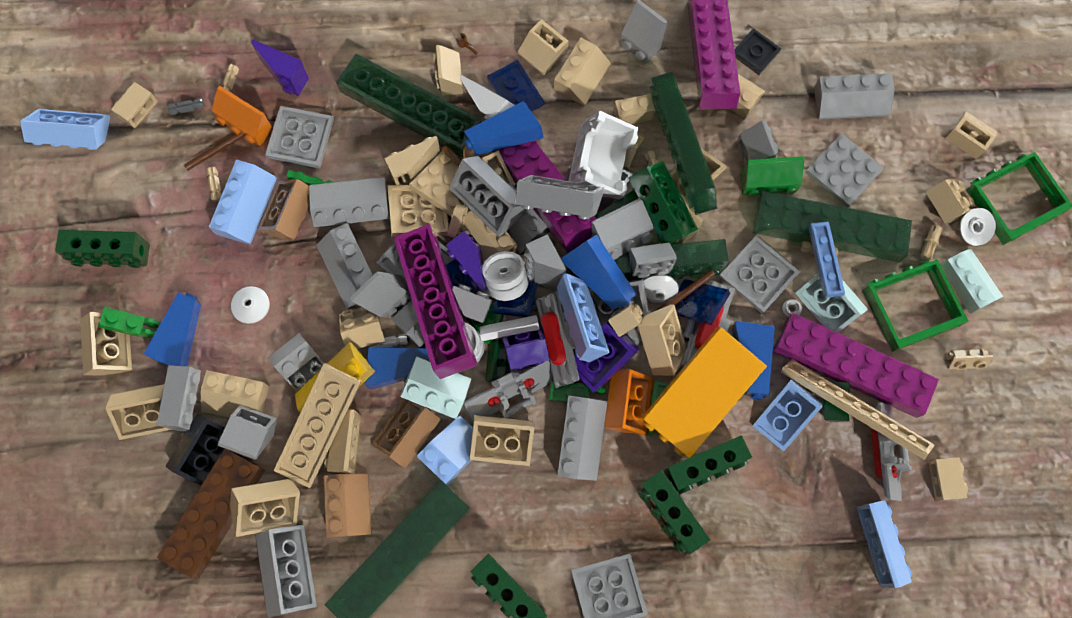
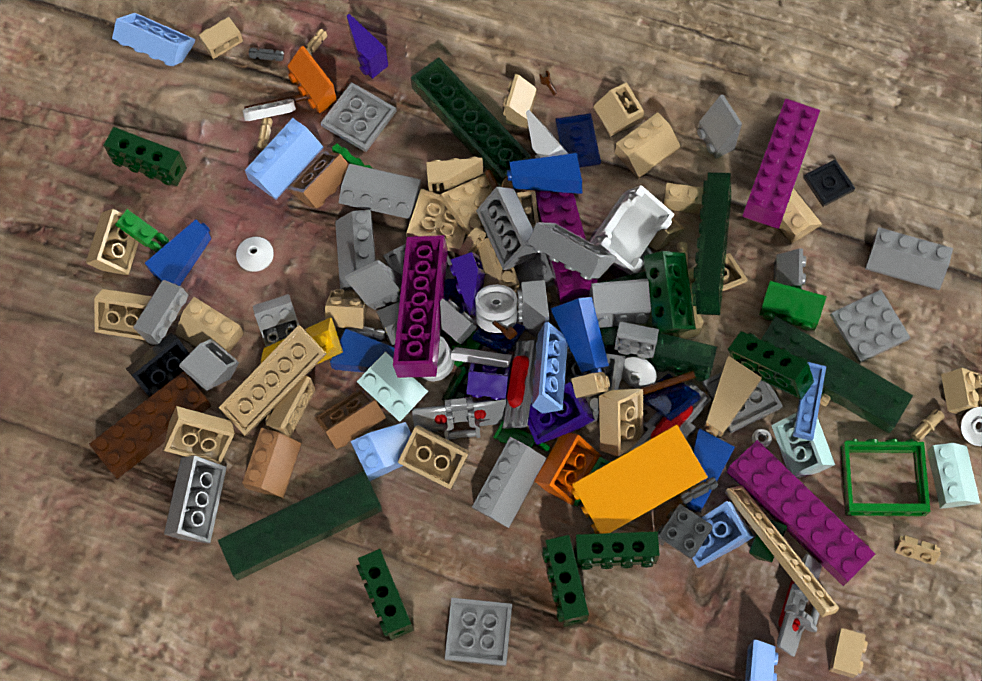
camera: 25 degrees right, 5 degrees down
(209, 159) = (269, 110): none -> white beam
(527, 294) = (510, 333): none -> reddish brown hand
(752, 279) = (731, 394): none -> tan slope
(759, 382) = (699, 490): none -> dark grey axle
(760, 422) = (684, 531): none -> dark grey bracket
(794, 241) = (773, 364): none -> dark green brick

